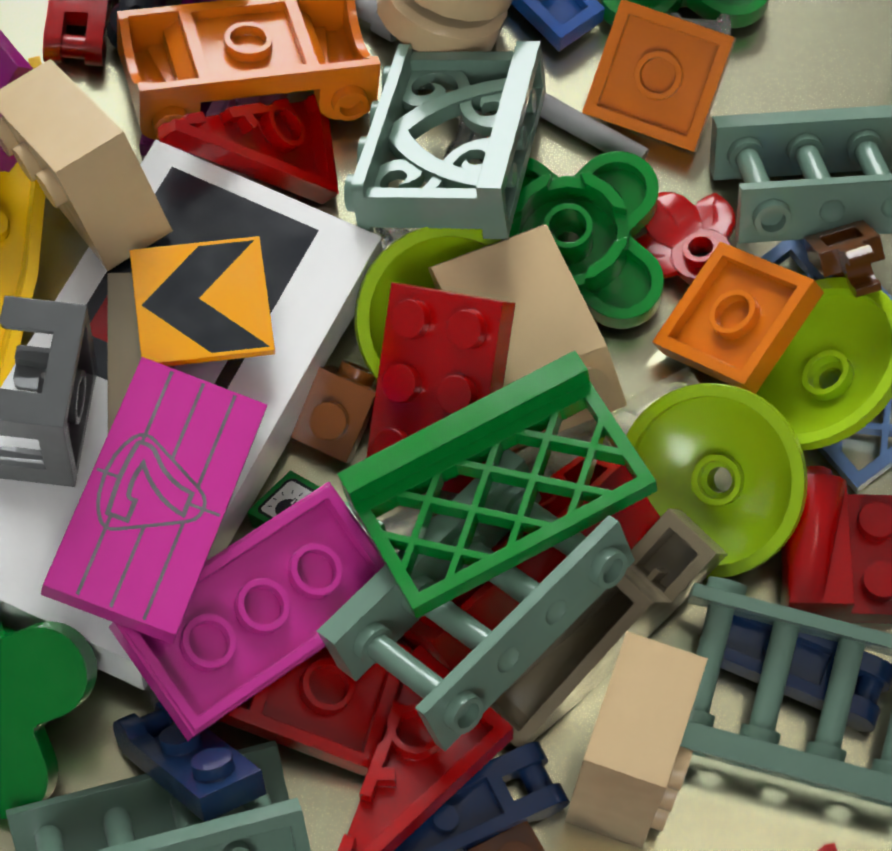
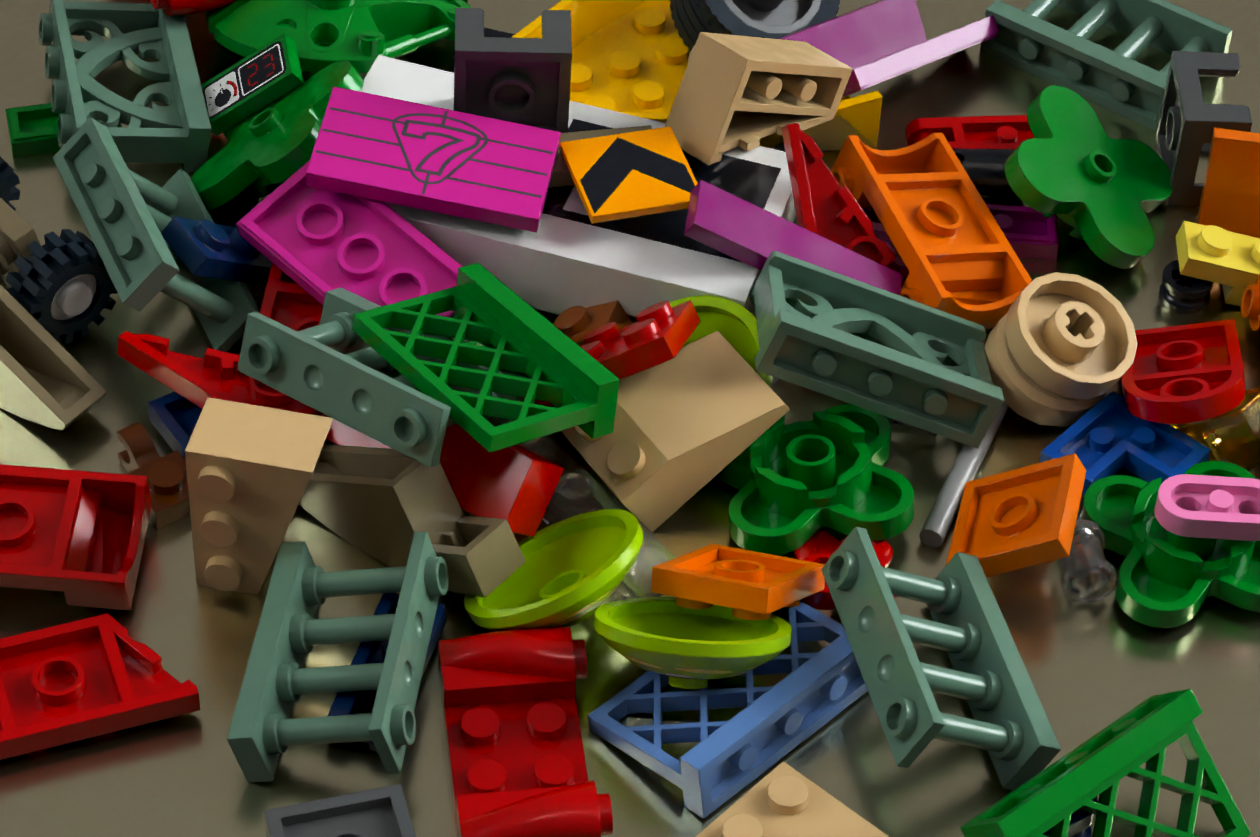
camera: 85 degrees right, 20 degrees down
(313, 182) = (753, 233): none -> magenta tile
(849, 254) = (814, 629): reddish brown plate -> none

